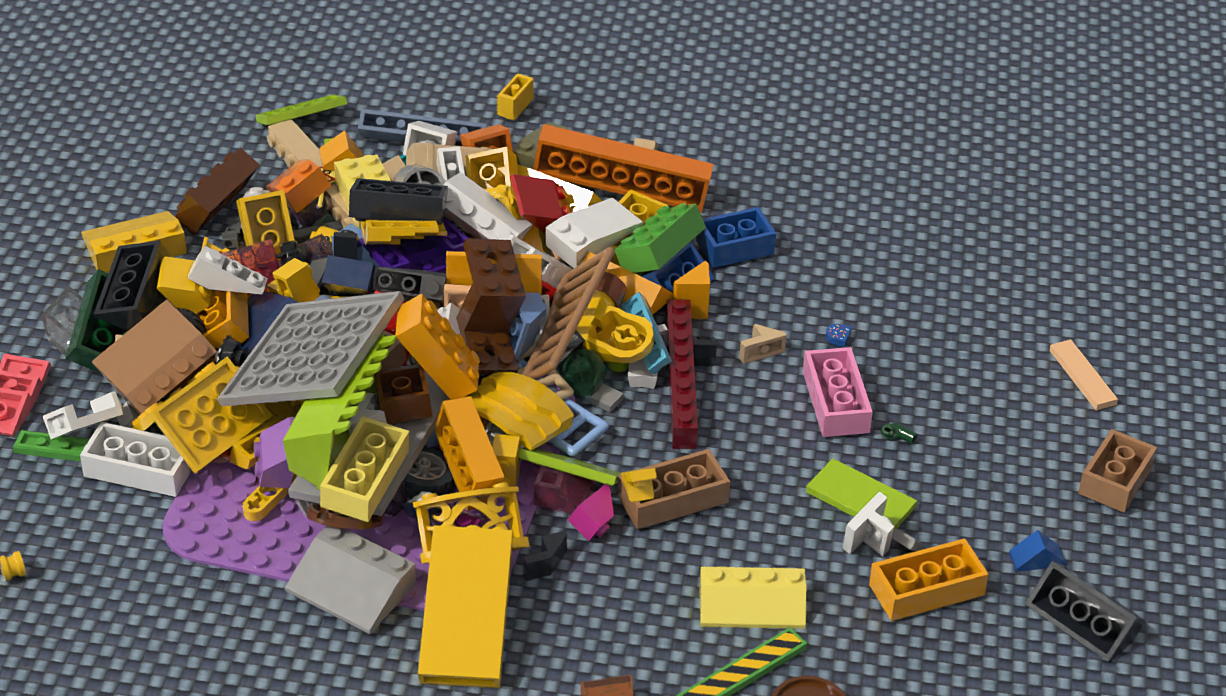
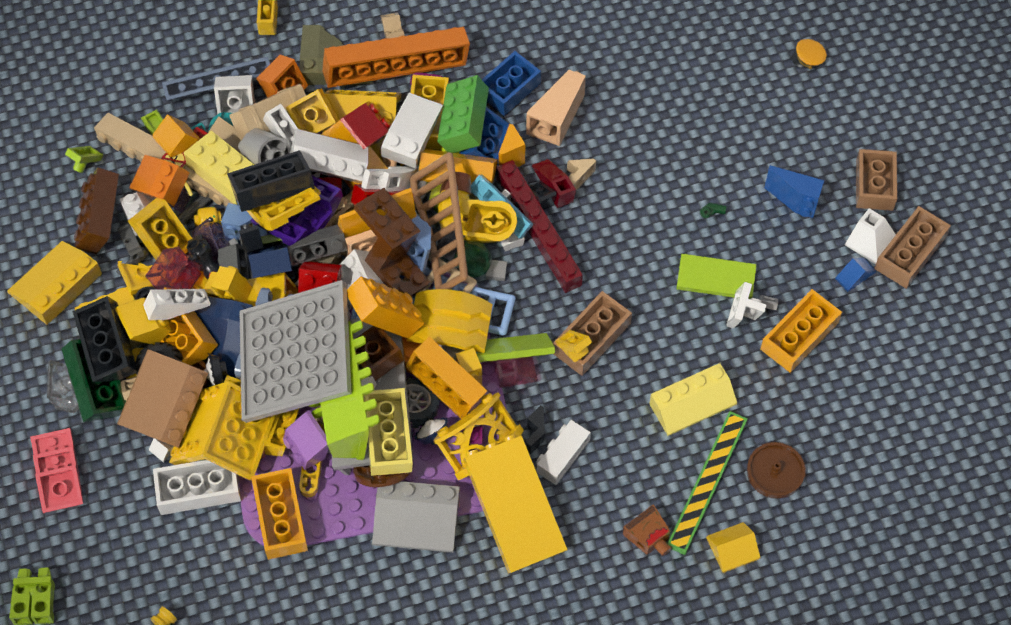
camera: 25 degrees left, 20 degrees up
(41, 445) = (119, 499): bright green tile -> none
(65, 420) = (145, 460): white panel -> none
(202, 514) = (279, 513): none -> light orange brick
(236, 141) = (82, 156): none -> lime tile
(301, 109) = (106, 97): lime tile -> none
(507, 198) = (341, 134): yellow hat -> none
(563, 589) = (562, 451): none -> white brick
(594, 514) = (549, 379): dark pink slope -> none
(728, 344) = (557, 180): none -> dark red slope
(773, 274) = (556, 108): none -> light nougat slope
(837, 392) = (656, 195): bright pink brick -> none
(838, 334) = (625, 139): blue tile -> none
(1009, 443) = (794, 190): none -> blue slope
(1078, 523) = (870, 236): none -> white slope
(1083, 375) = (808, 101): light nougat tile -> none
(1084, 612) = (910, 308): black slope -> none
(1110, 330) = (809, 54): none -> light orange piece
(1123, 549) = (912, 247): none -> medium nougat brick

